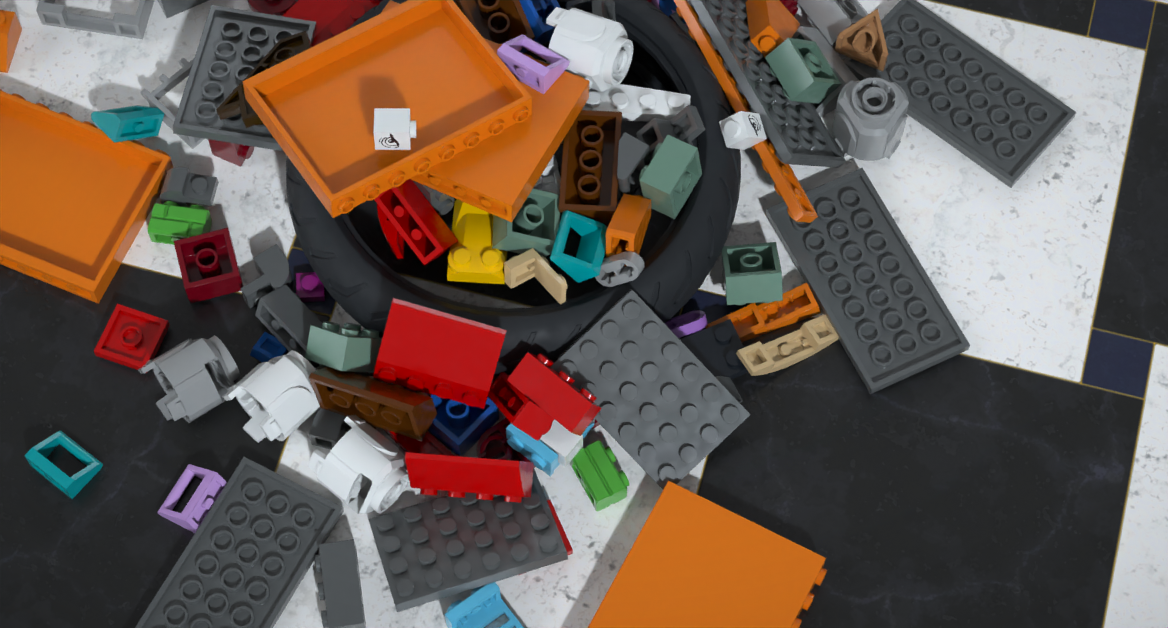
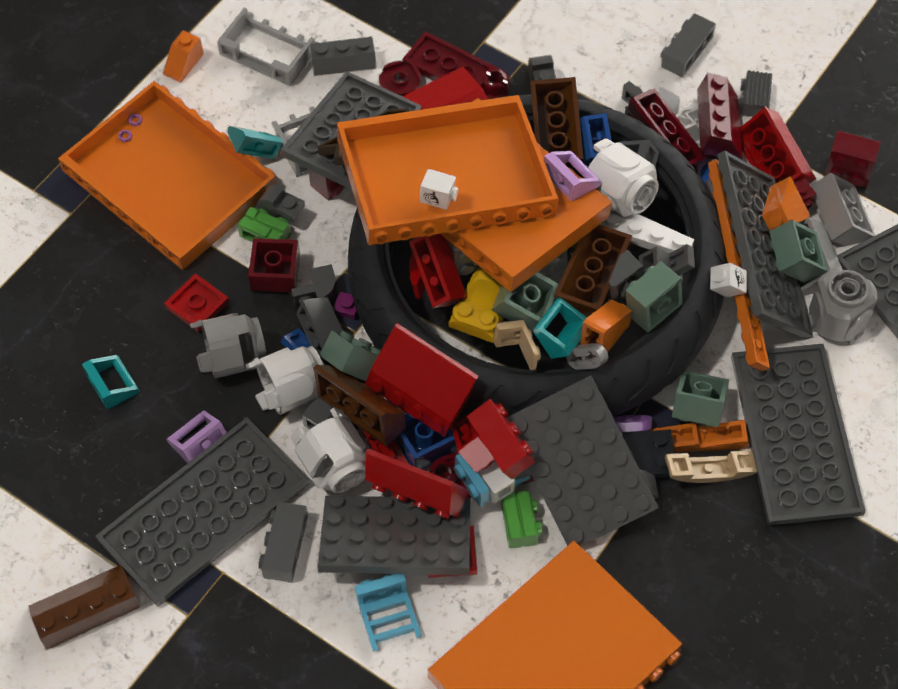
camera: 20 degrees right, 5 degrees down
(864, 42) = (858, 244): medium nougat slope -> none

